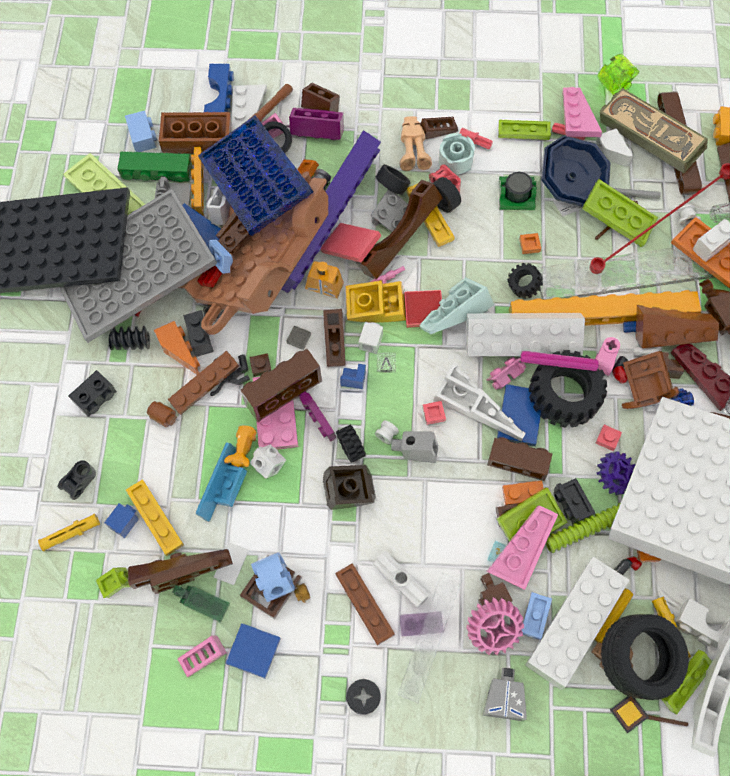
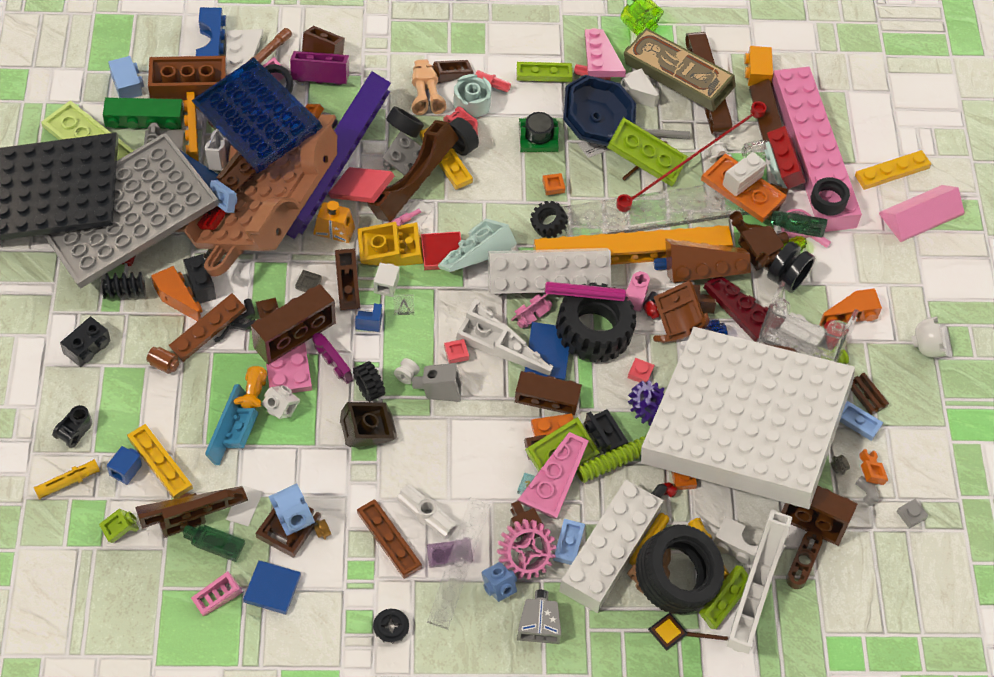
camera: 10 degrees left, 10 degrees down
(468, 657) = (499, 581): none -> medium blue brick

